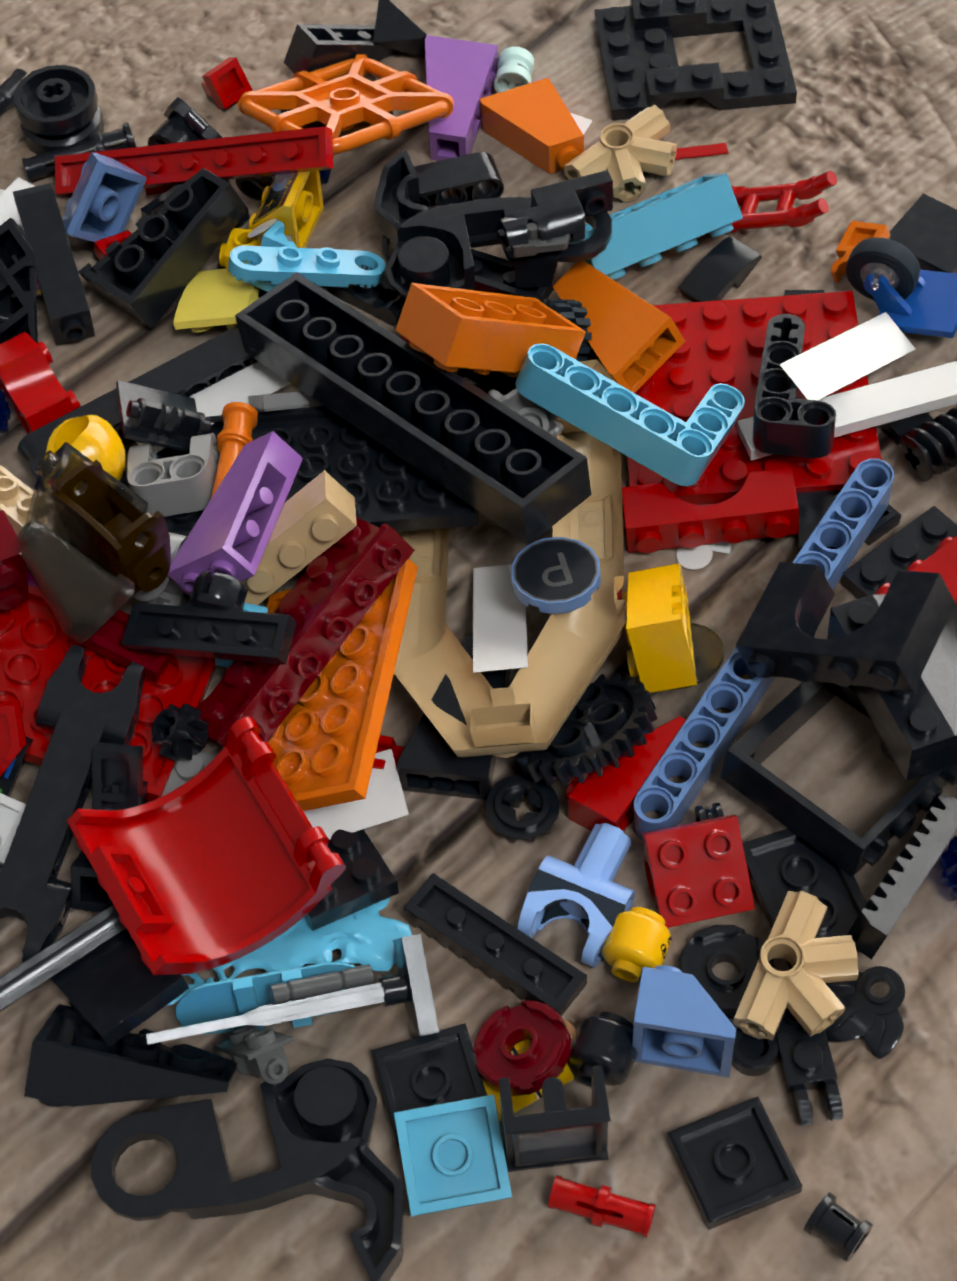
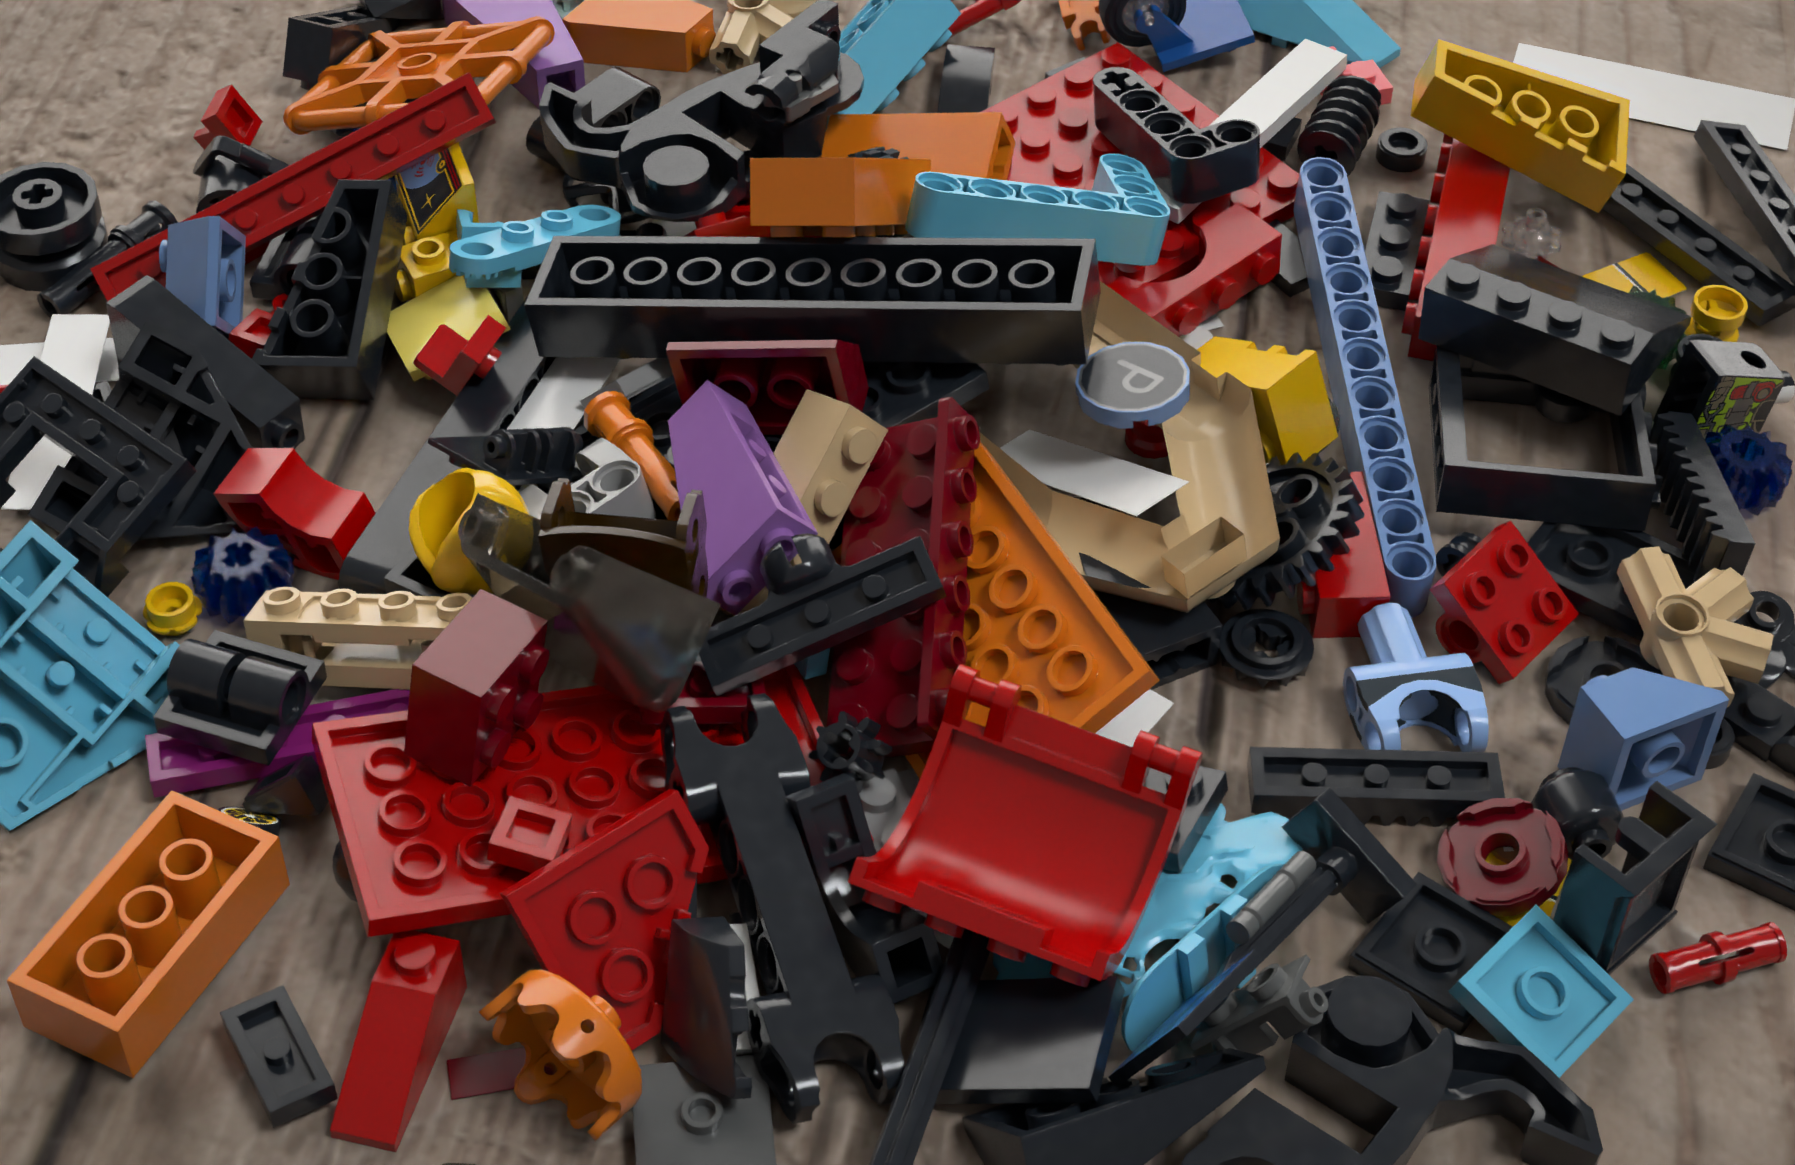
camera: 40 degrees left, 10 degrees down
(196, 326) = (454, 359): none -> red bracket
(261, 228) = (446, 224): white sticker -> none
(332, 445) = (771, 374): none -> dark red slope
(636, 942) = (1516, 701): yellow head -> none
(847, 357) = (1191, 87): white sticker -> none
(881, 654) = (1535, 289): black arch -> none

